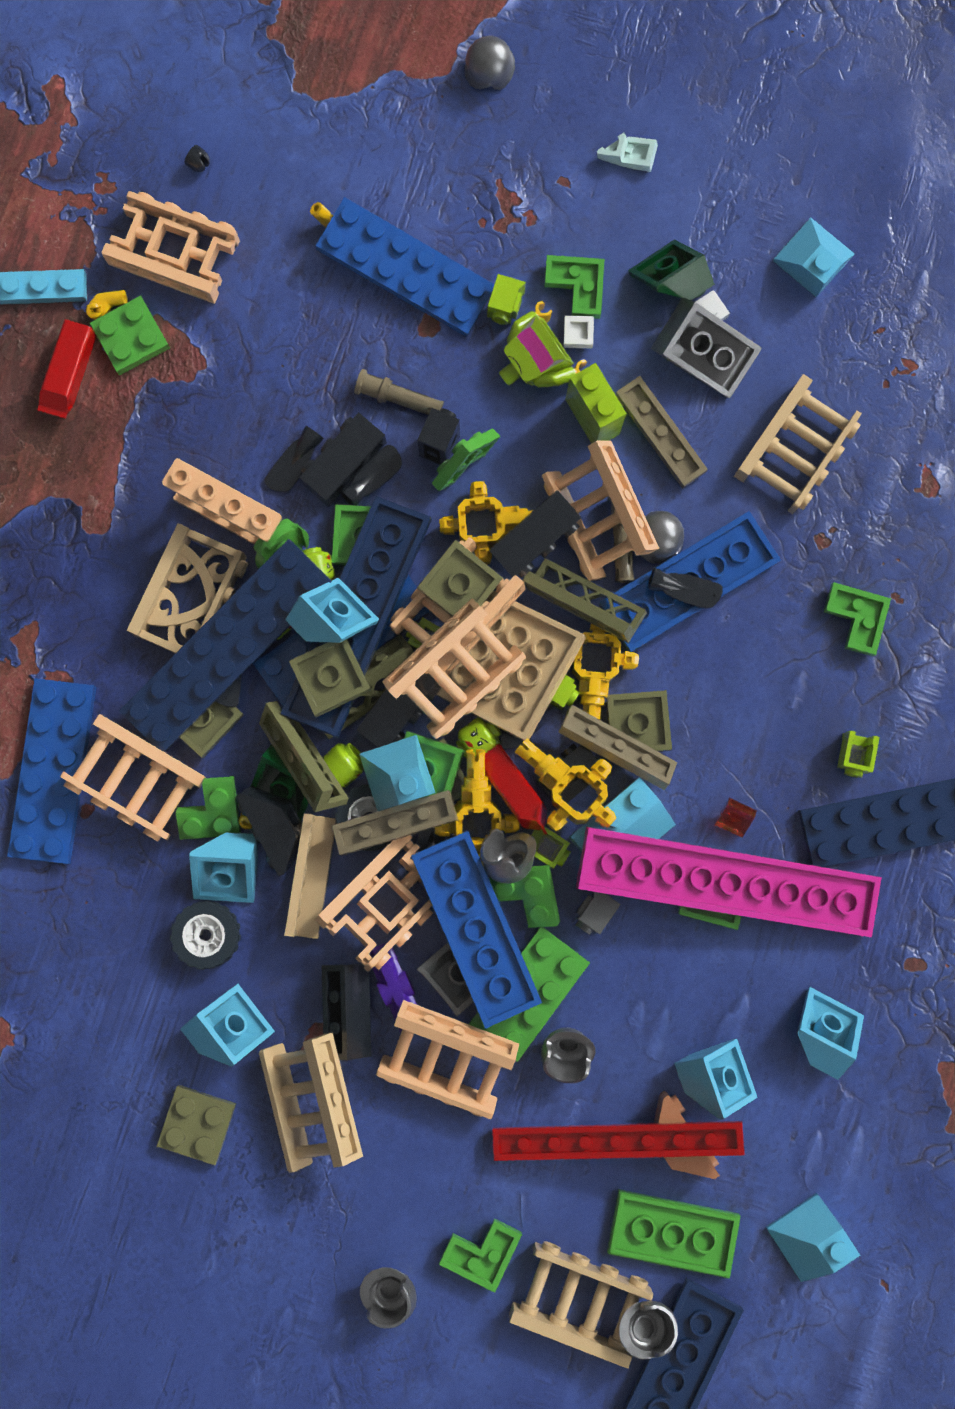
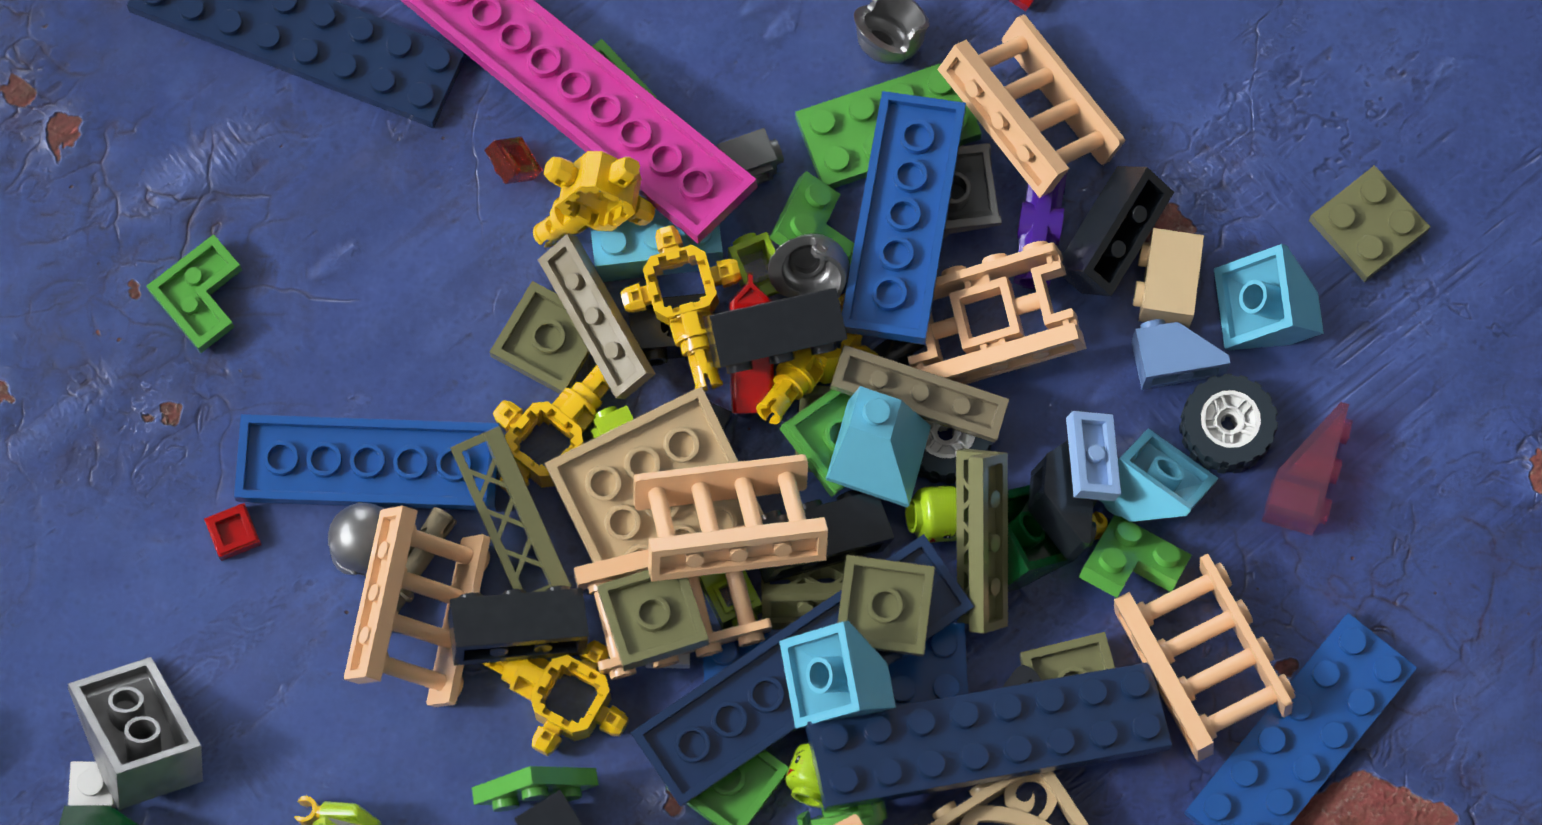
camera: 145 degrees left, 10 degrees down
(139, 930) = (1301, 483): none -> clear pink slope
(264, 955) = (1174, 355): none -> medium blue slope
(266, 851) = (1093, 456): none -> light blue plate
(295, 1004) = (1170, 276): none -> tan brick
(310, 876) = (1046, 422): tan fence -> none
(331, 1097) = (1187, 147): tan fence -> none
(478, 735) = (754, 437): lime head -> none
(502, 799) = (775, 330): none -> black brick
(595, 404) = (330, 738): lime brick -> none
(661, 432) = (267, 667): dark tan plate -> none
(667, 813) = (583, 204): none -> yellow piece
(686, 588) = (380, 451): black piece -> none
(736, 495) = (232, 531): none -> red tile
(770, 443) = (147, 565): tan fence -> none
(857, 754) = (319, 139): lime window -> none

